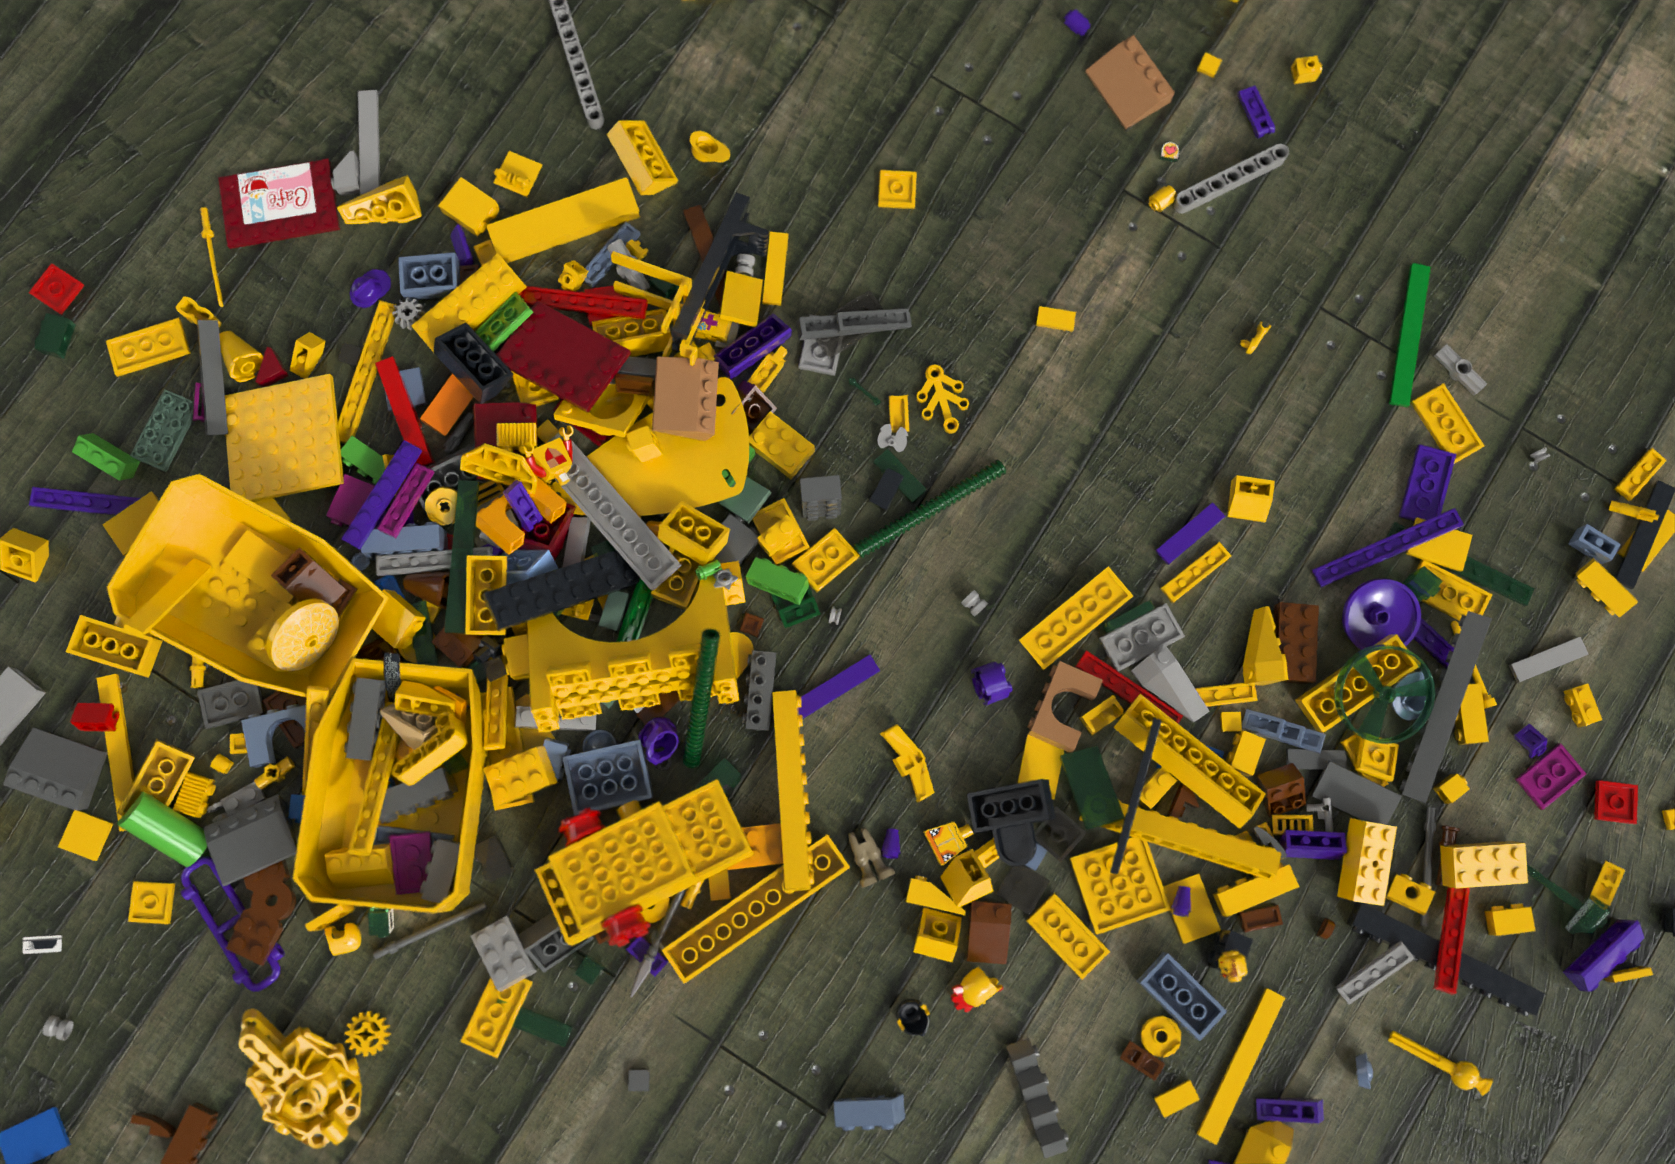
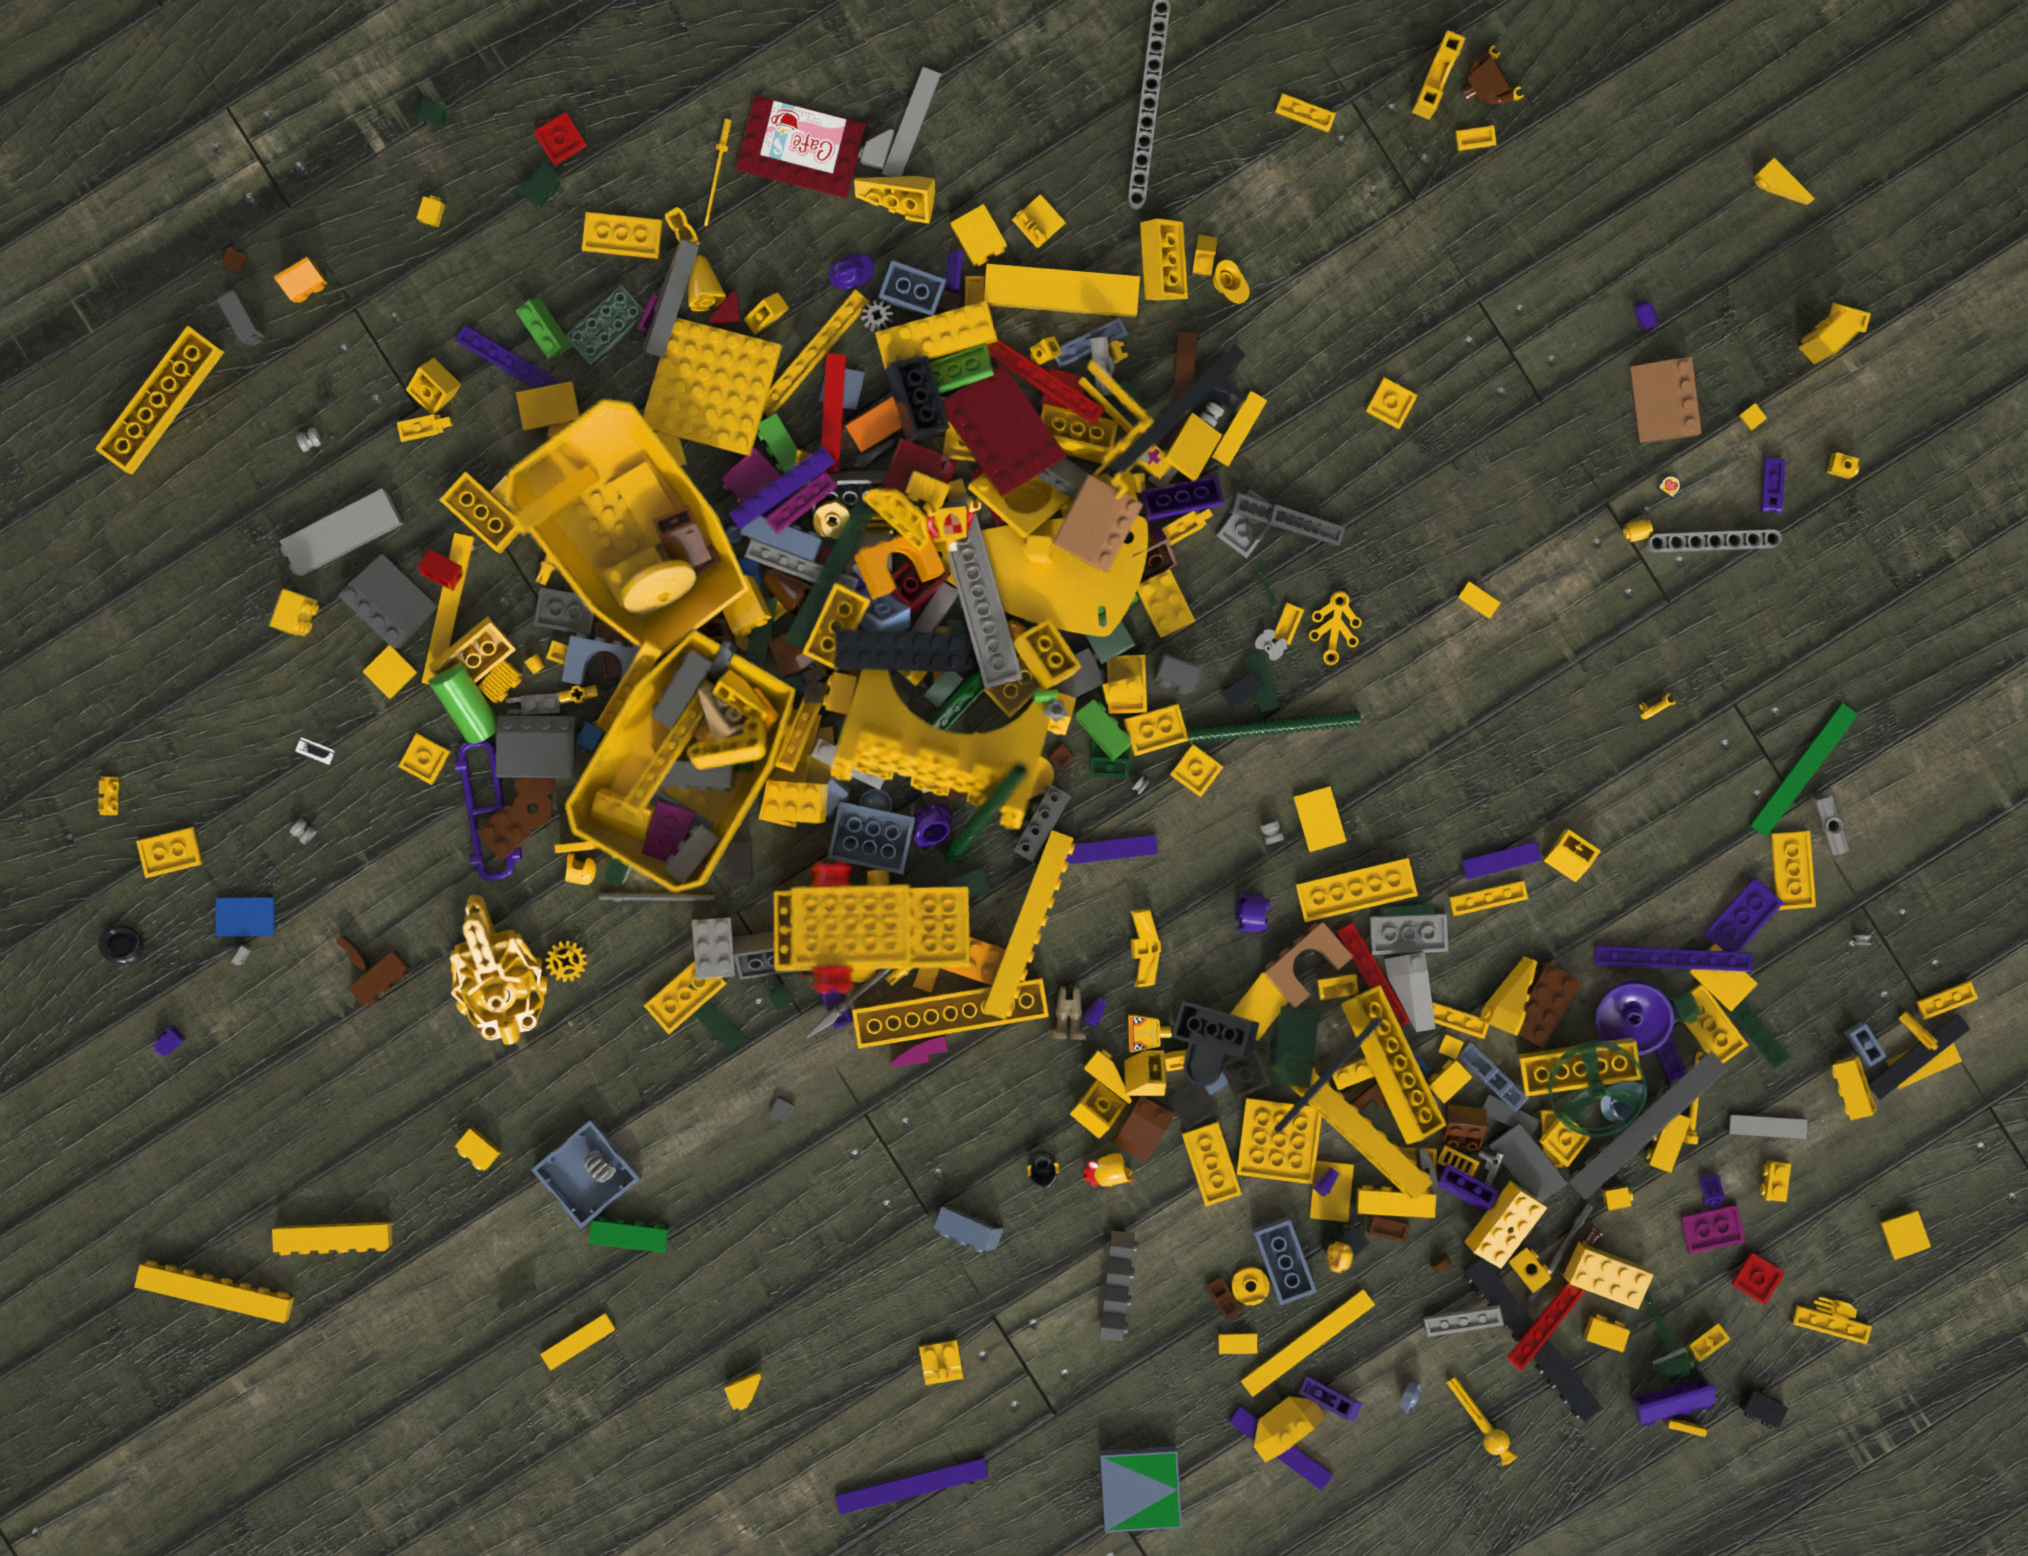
camera: 25 degrees right, 10 degrees up
(28, 595) = (422, 427): none -> yellow hinge
(522, 505) = (904, 558): dark purple plate -> none
(634, 384) = (1056, 489): reddish brown tile -> none
(676, 139) = (1204, 255): none -> yellow slope
(746, 959) = (920, 1052): none -> magenta slope
(879, 580) = (1196, 770): none -> yellow tile
(1011, 572) = (1319, 819): none -> yellow tile

